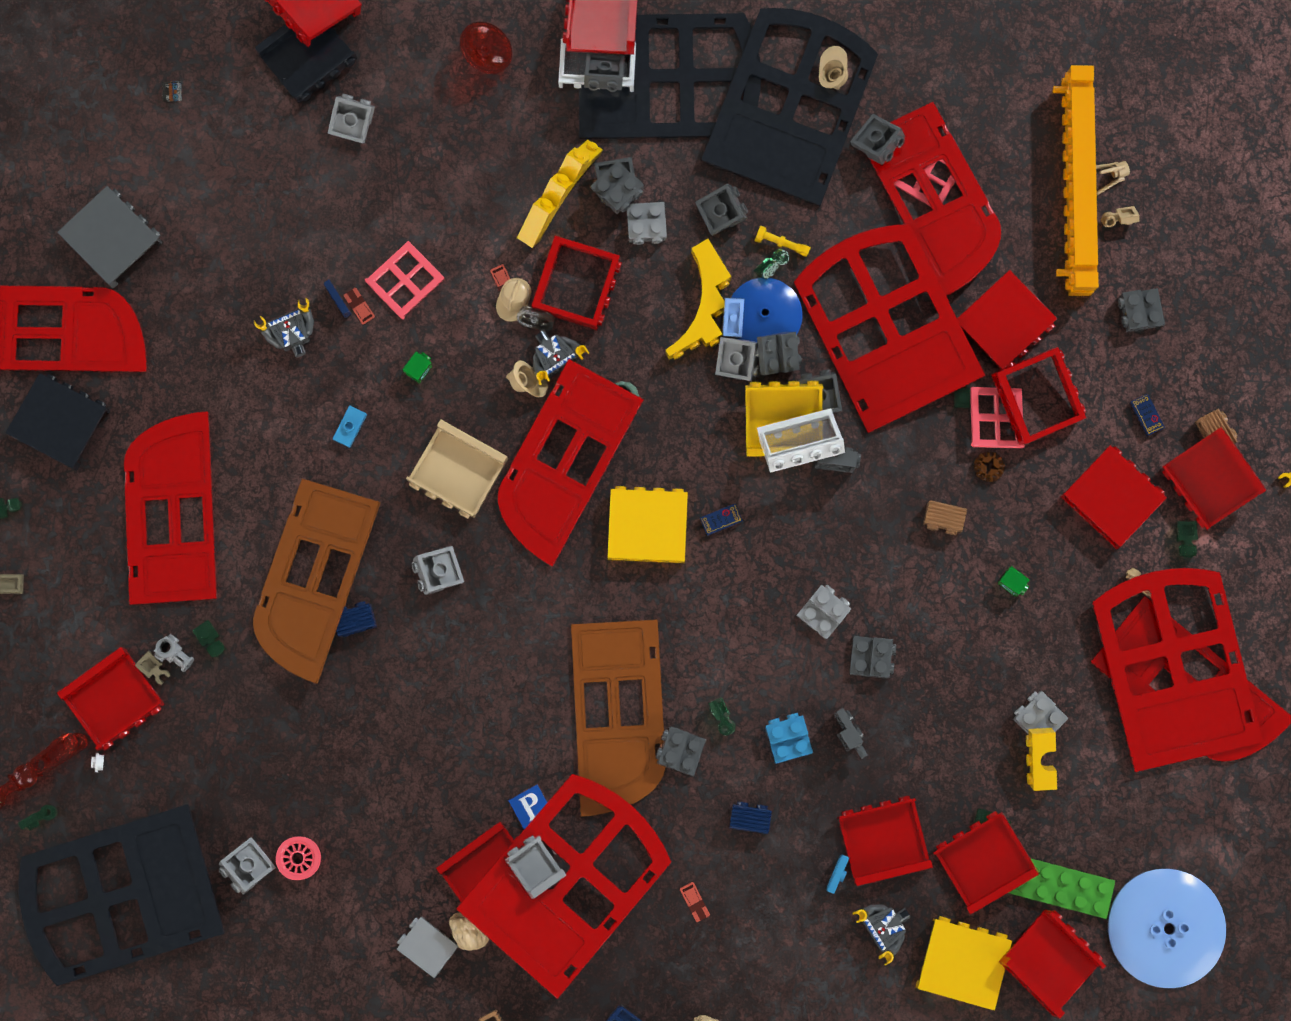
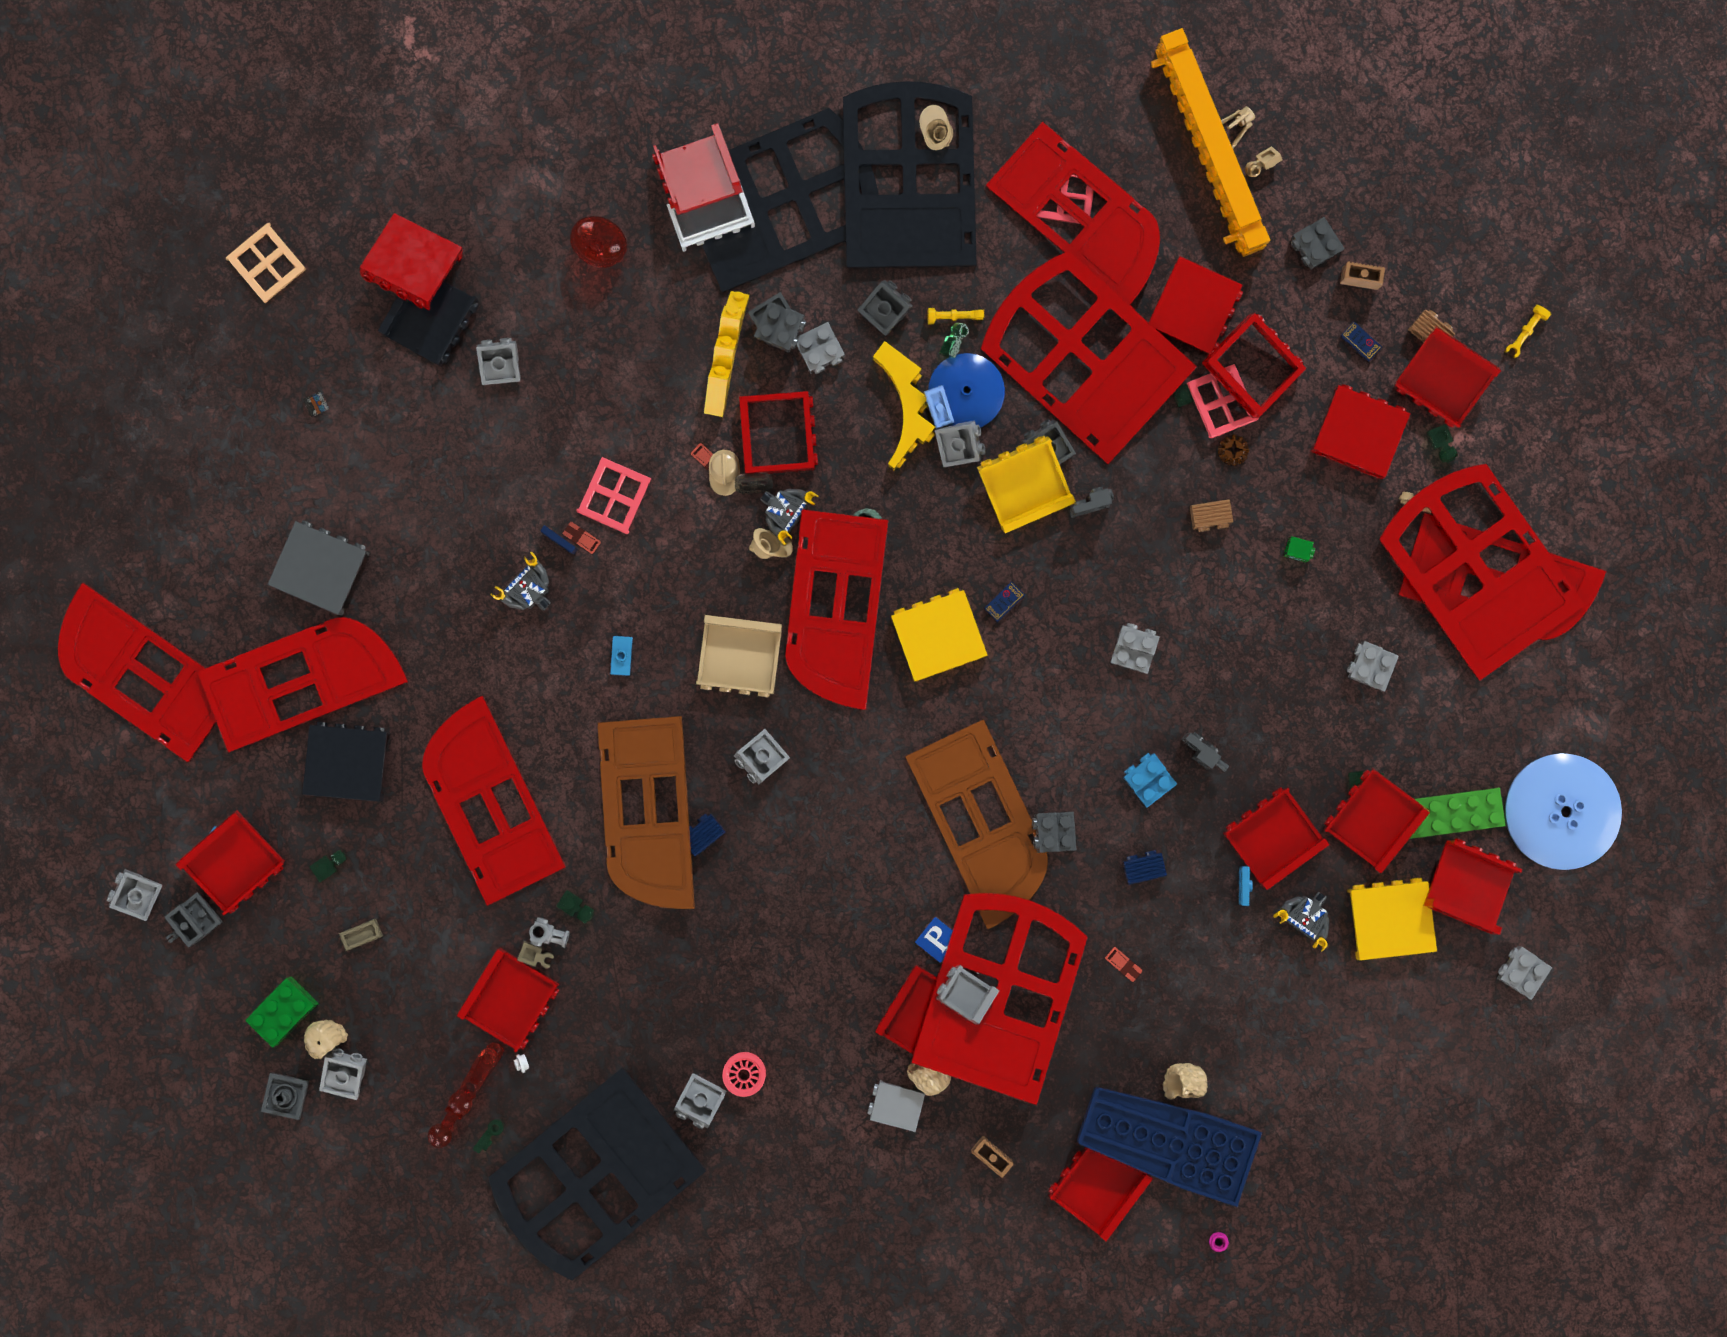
camera: 20 degrees left, 5 degrees up
(418, 366) = (662, 573): green brick -> none
(604, 72) = (721, 220): dark grey plate -> none
(720, 712) = (1077, 781): clear green plate -> none
(778, 353) = (995, 423): dark grey plate -> none
(800, 440) = (1050, 499): white window -> none
(872, 657) = (1196, 673): dark grey plate -> none
(878, 139) = (1006, 179): dark grey plate -> none
(1040, 742) = (1383, 689): yellow arch -> none
(1171, 355) = (1362, 275): none -> medium nougat brick

